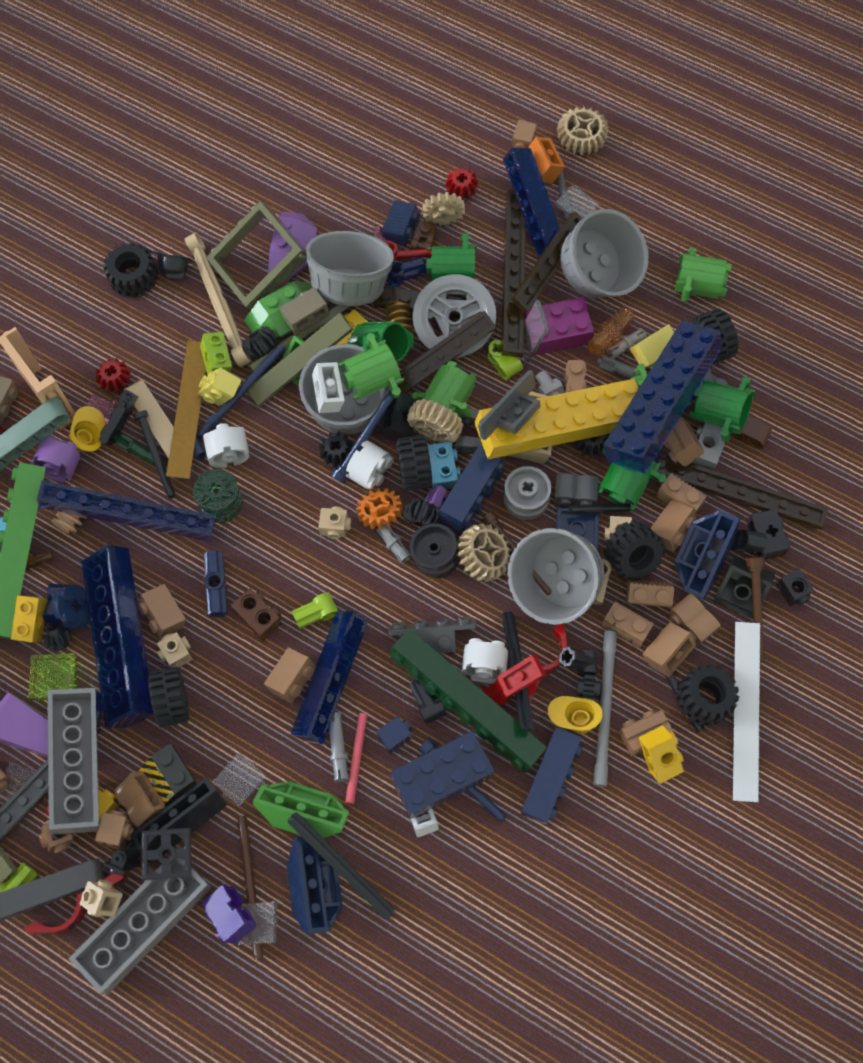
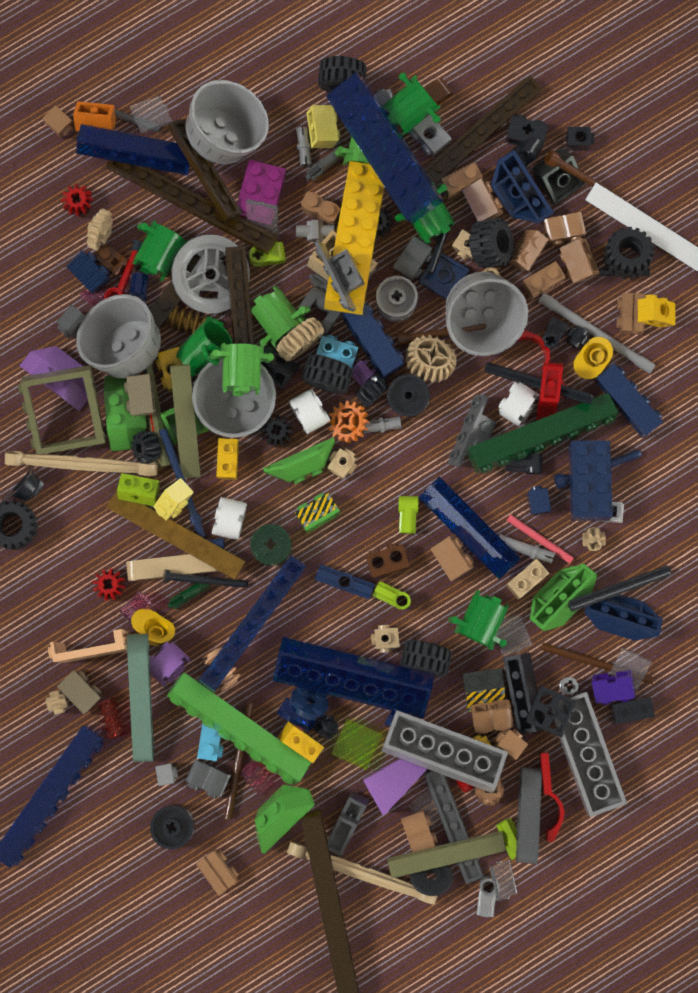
camera: 65 degrees left, 15 degrees up
(101, 898) = (559, 774): tan brick -> none
(119, 417) = (155, 595): black hinge -> none
(124, 860) = (536, 747): black hinge -> none
(161, 611) = (347, 634): medium nougat brick -> none
(204, 861) = (573, 682): none -> light grey bush
(212, 950) = (632, 710): none -> black brick
(222, 636) = (390, 595): none -> lime piece
(236, 736) = (482, 620): none -> green container
(271, 523) = (317, 512): none -> slope
(285, 419) = (227, 459): none -> yellow brick
(304, 763) = (527, 579): none -> tan brick
(316, 488) = (302, 464): none -> bright green wedge
(328, 387) = (237, 410): white brick -> none
(340, 472) = (299, 436): dark blue piece -> none
(344, 221) = (70, 322): none -> dark grey brick
(383, 812) = (594, 539): none -> tan gear
(583, 125) = (64, 68): tan gear -> none
(610, 331) = (289, 154): clear orange piece -> none
(683, 443) = (425, 152): medium nougat brick -> none
(701, 276) = (279, 53): bright green container -> none

